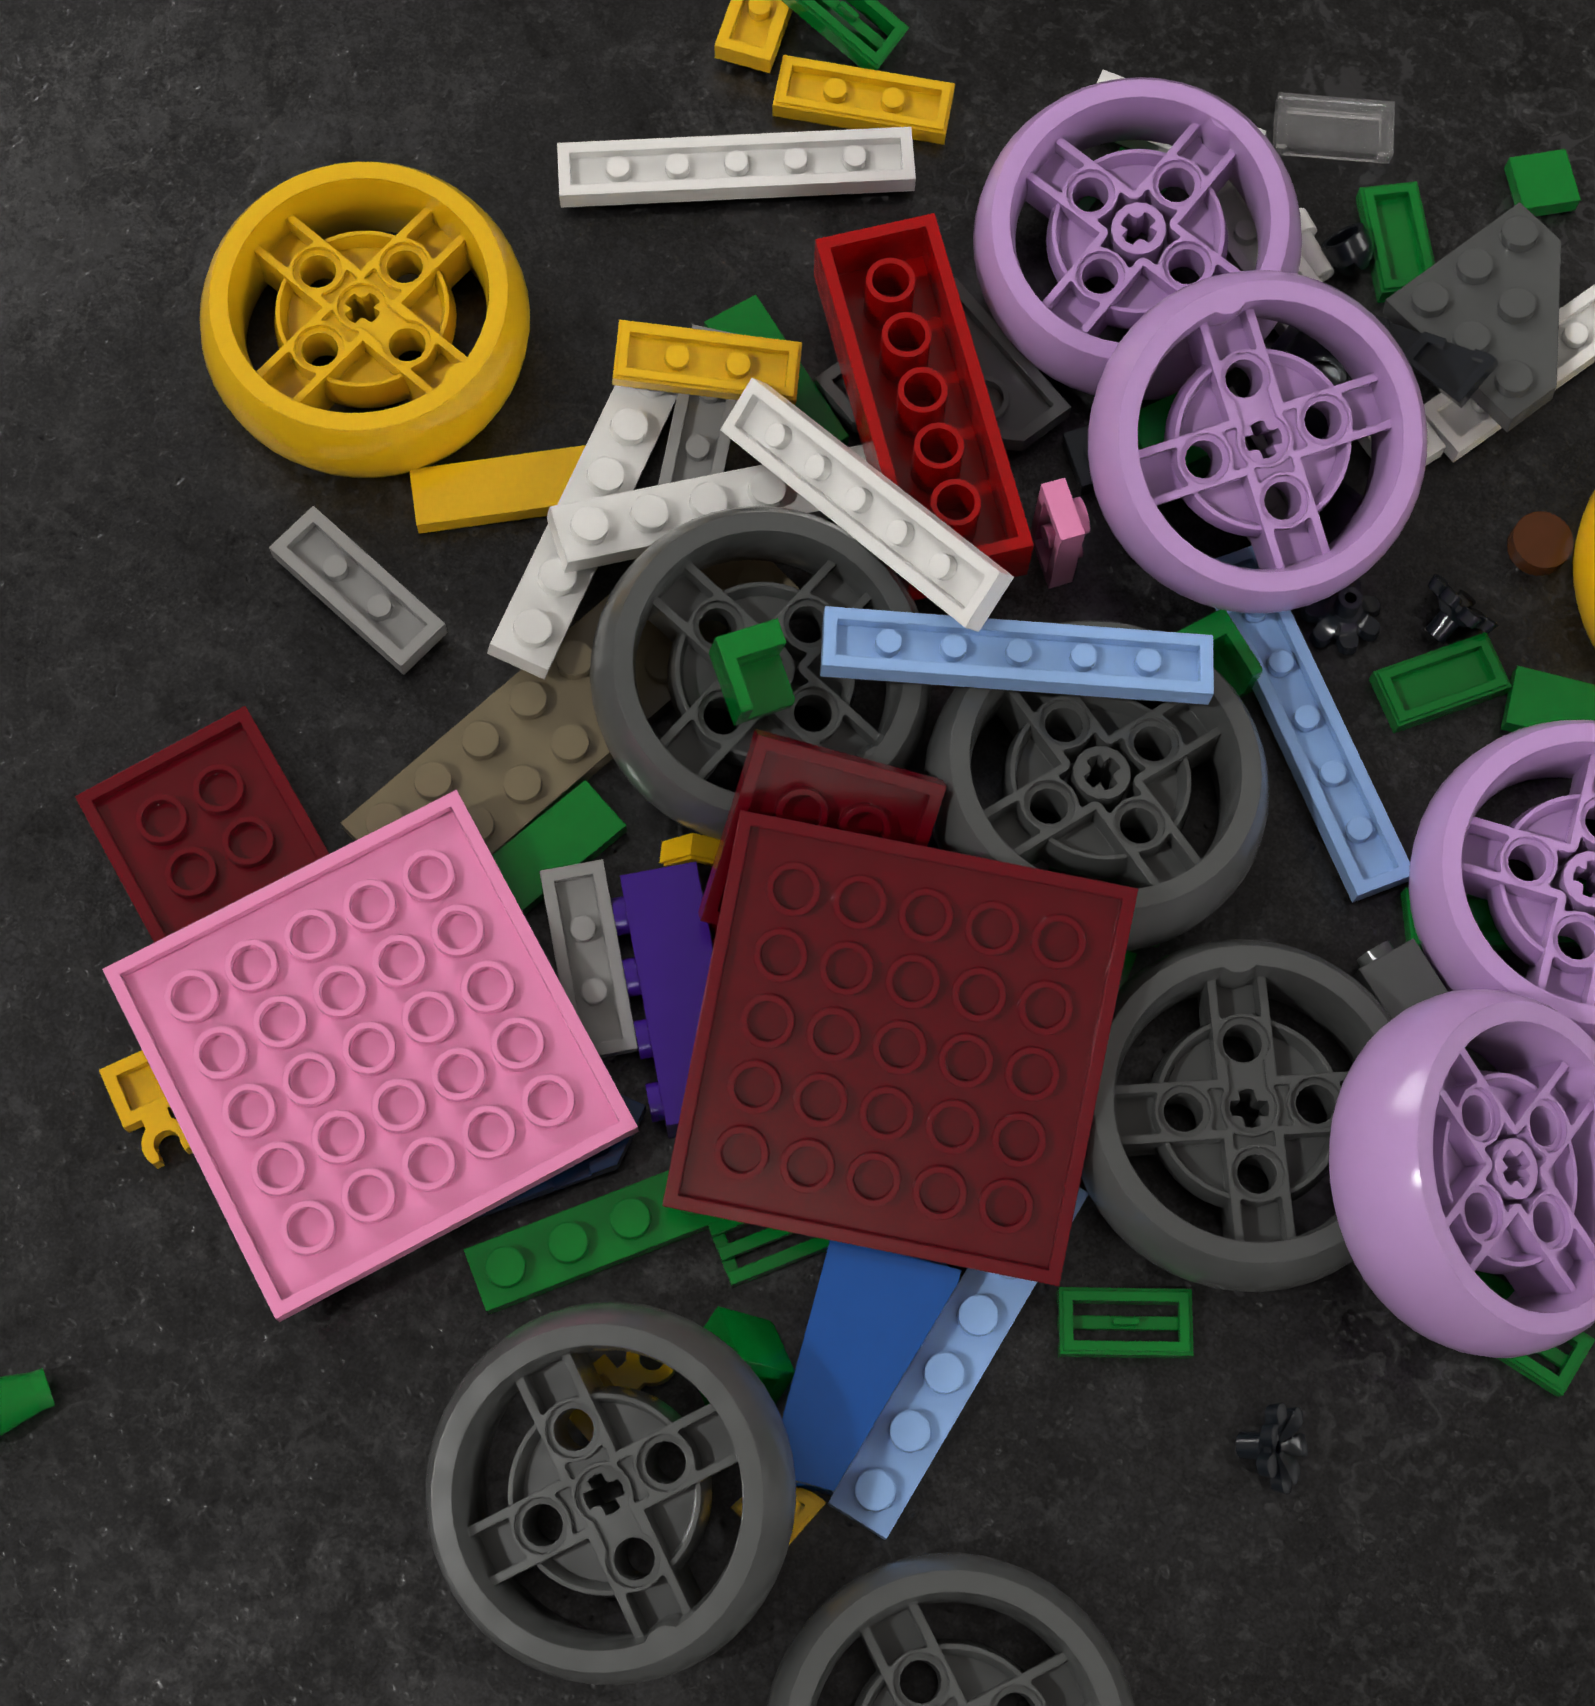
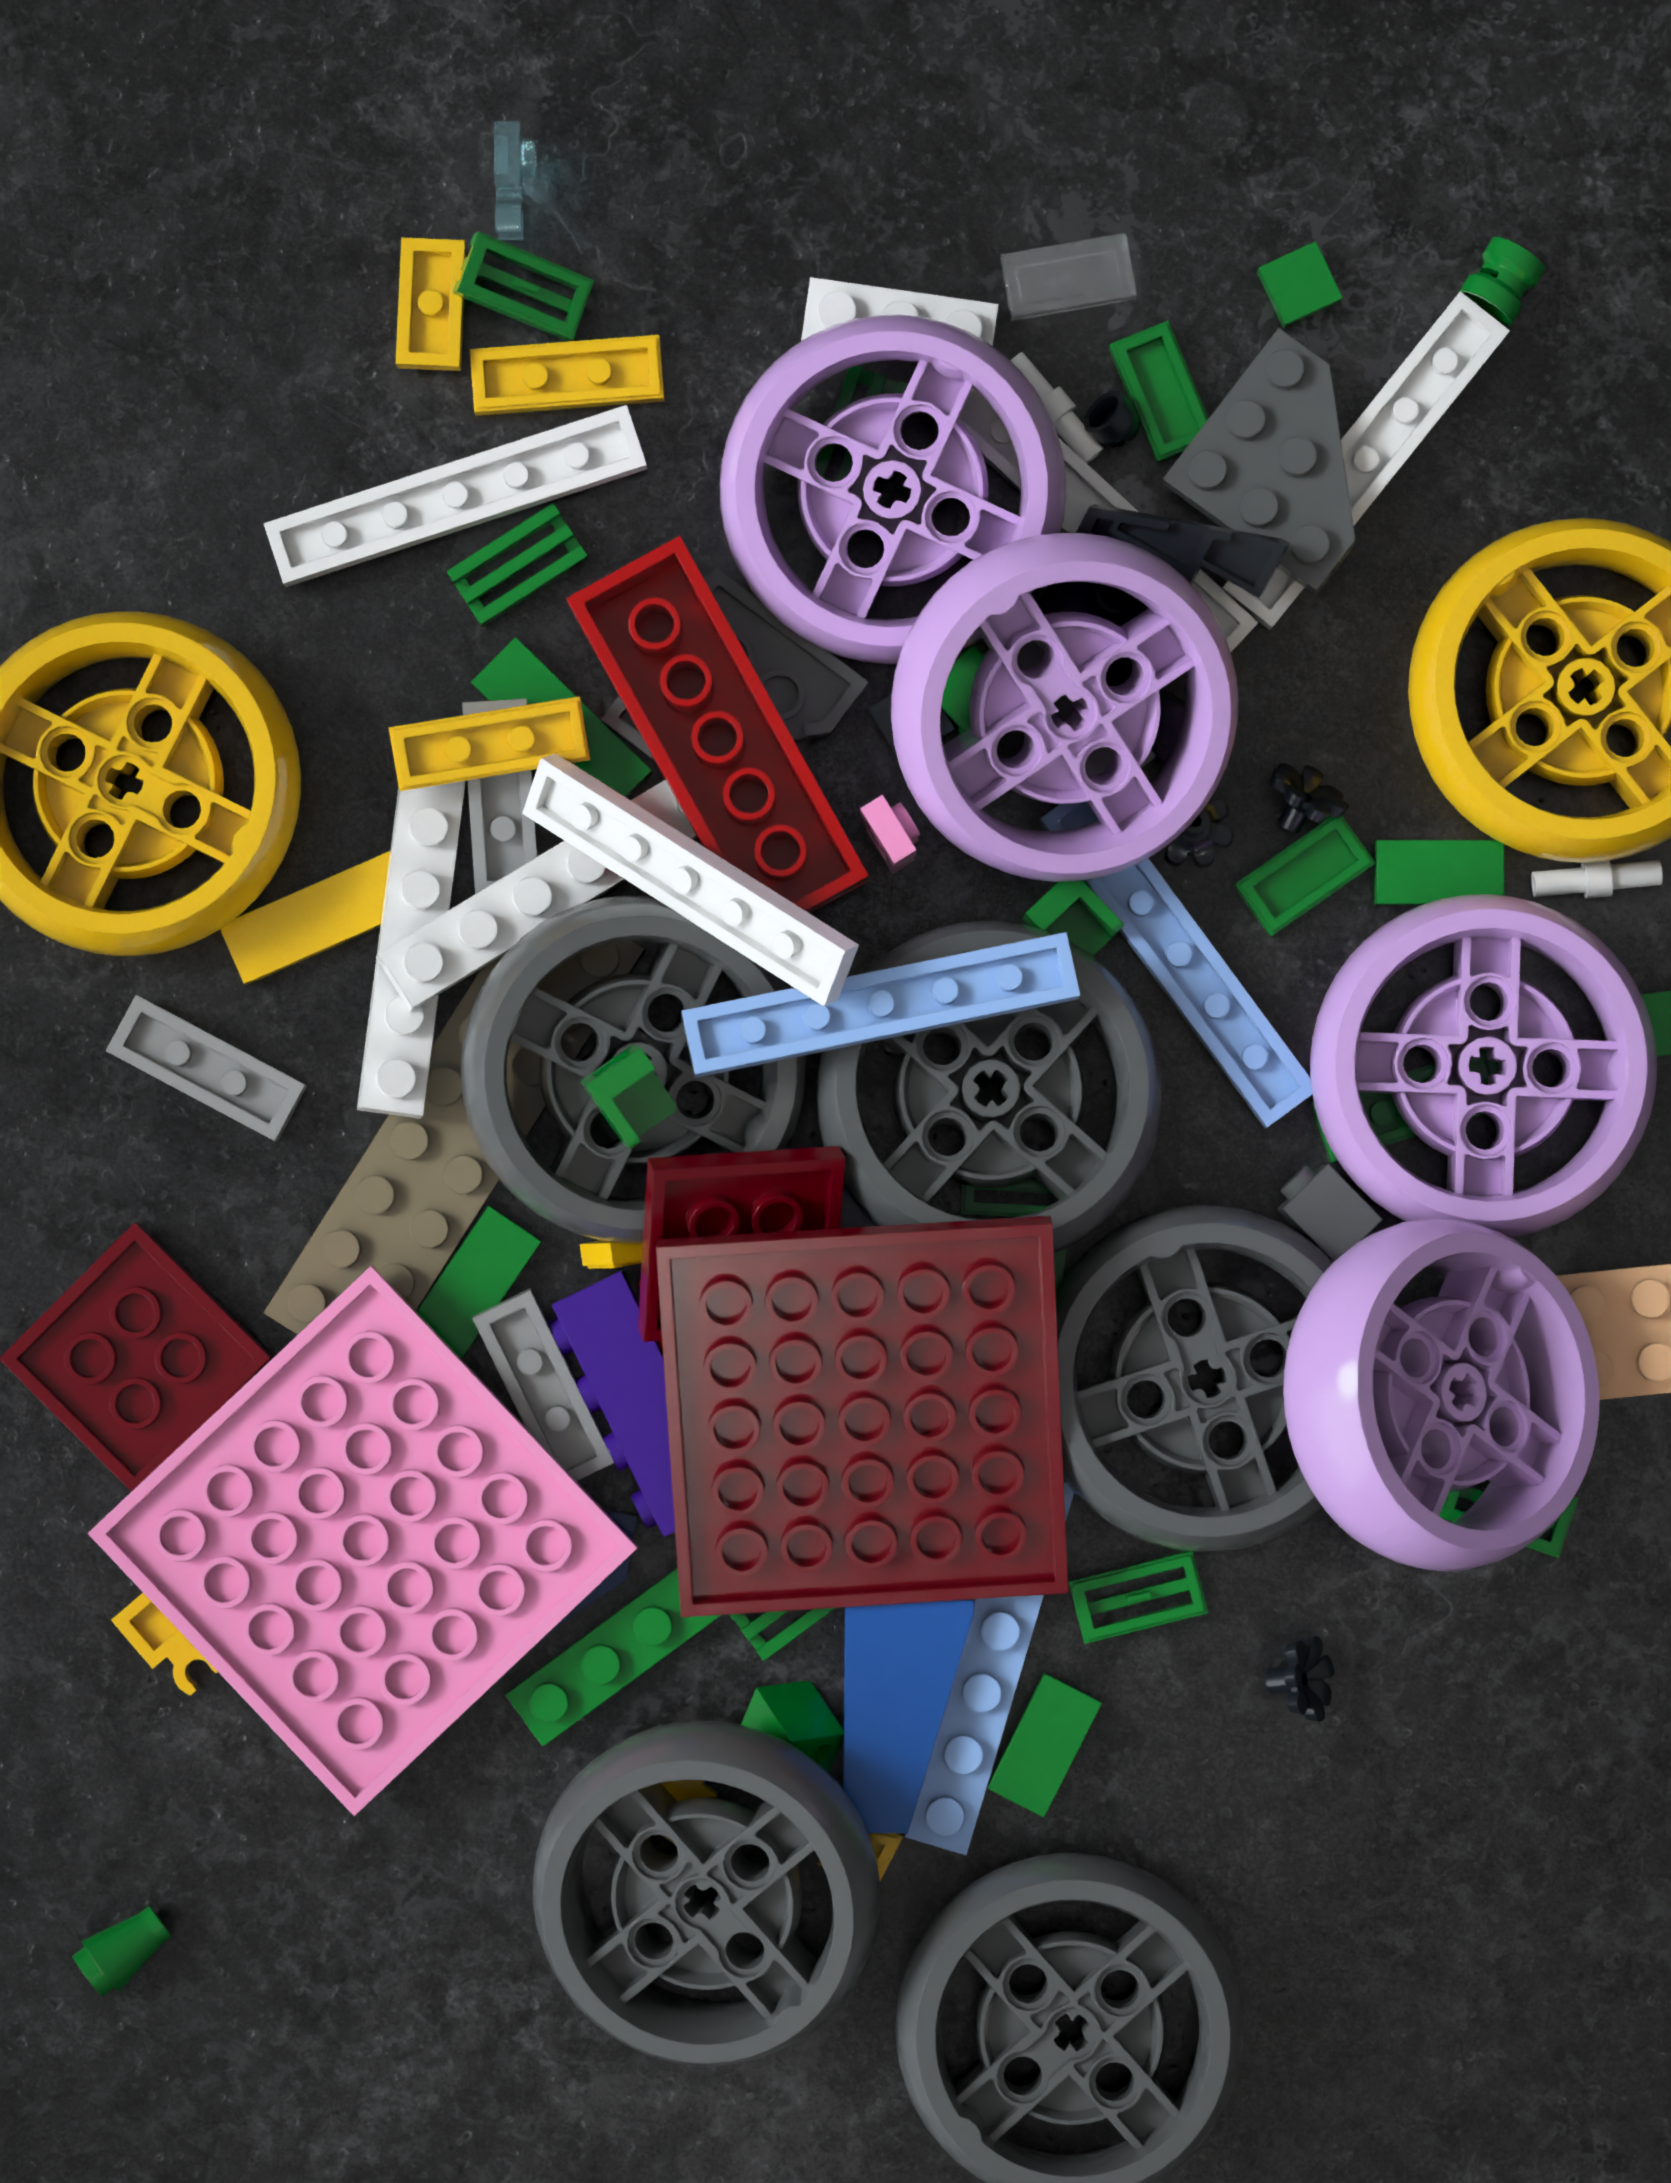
camera: 15 degrees left, 15 degrees up
(769, 231) = (502, 545): none -> green tile
(993, 1447) = (1043, 1744): none -> green tile
(1540, 543) = (1375, 696): reddish brown tile -> none

